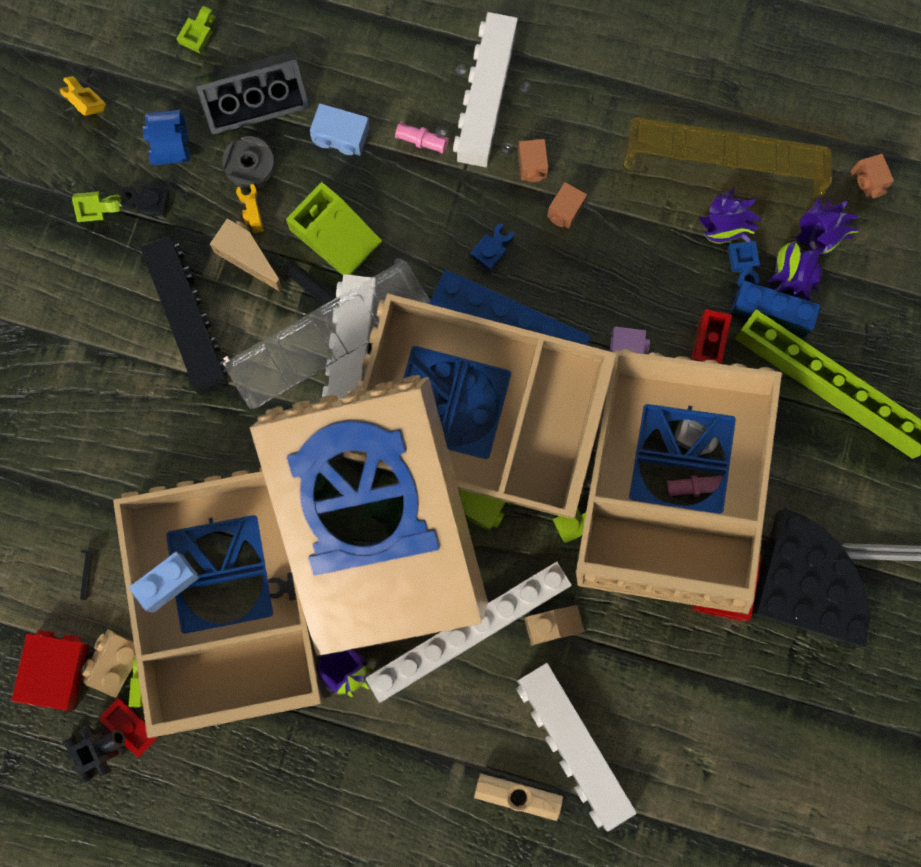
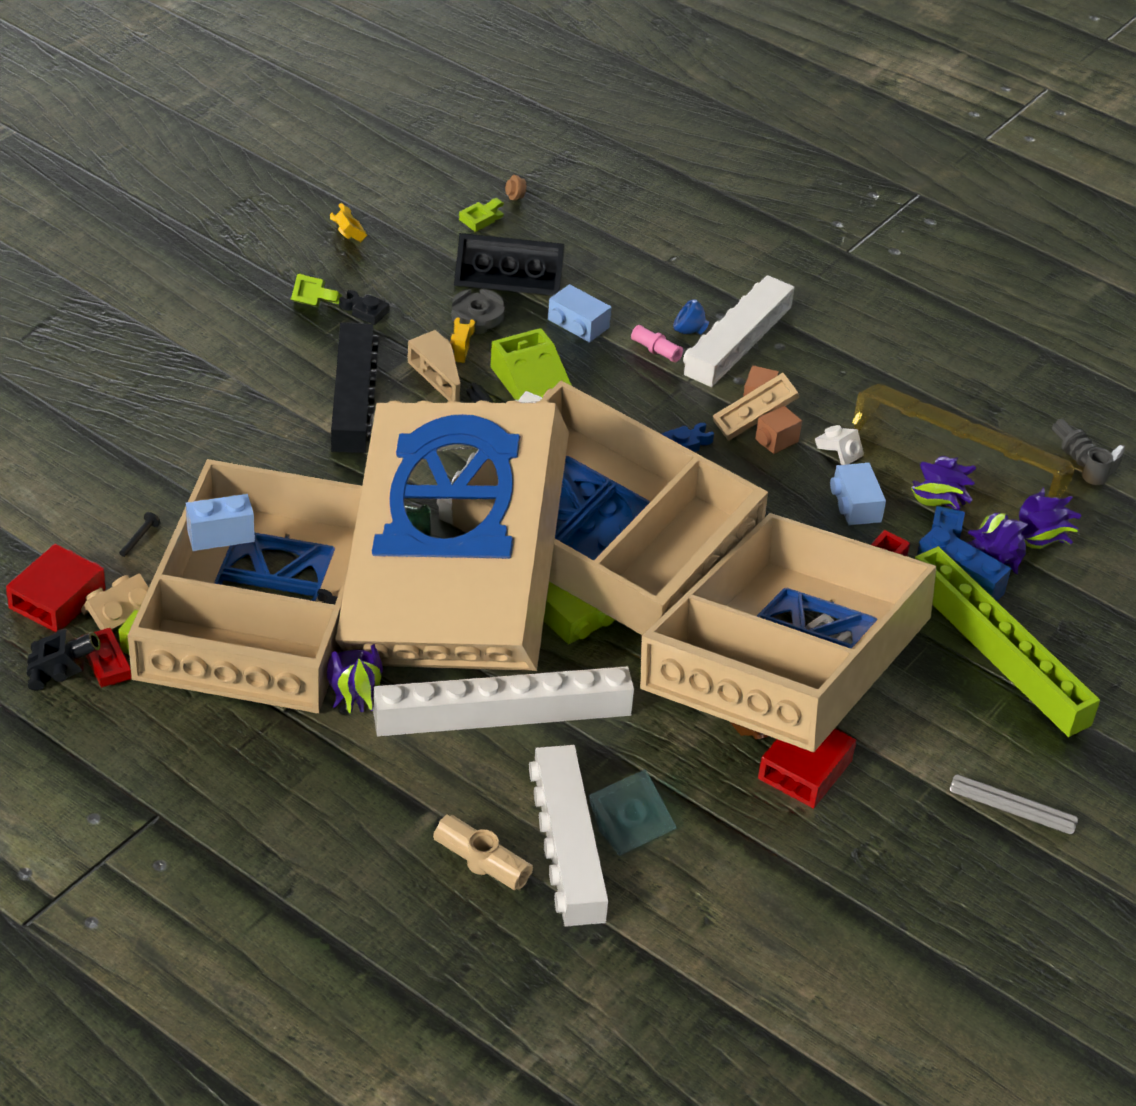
camera: 20 degrees right, 35 degrees down
(167, 137) = (411, 263): blue brick -> none
(439, 94) = (691, 318): none -> blue brick
(540, 191) = (746, 411): none -> tan plate
(554, 625) = (597, 728): tan slope -> none
(614, 702) = (631, 813): none -> clear light blue slope
(623, 196) = (843, 441): none -> white bracket
(660, 256) = (858, 493): none -> light blue brick
(811, 583) = (900, 791): black brick -> none
(830, 120) = (1097, 461): none -> dark grey piece
(873, 175) = (1115, 505): nougat brick -> none

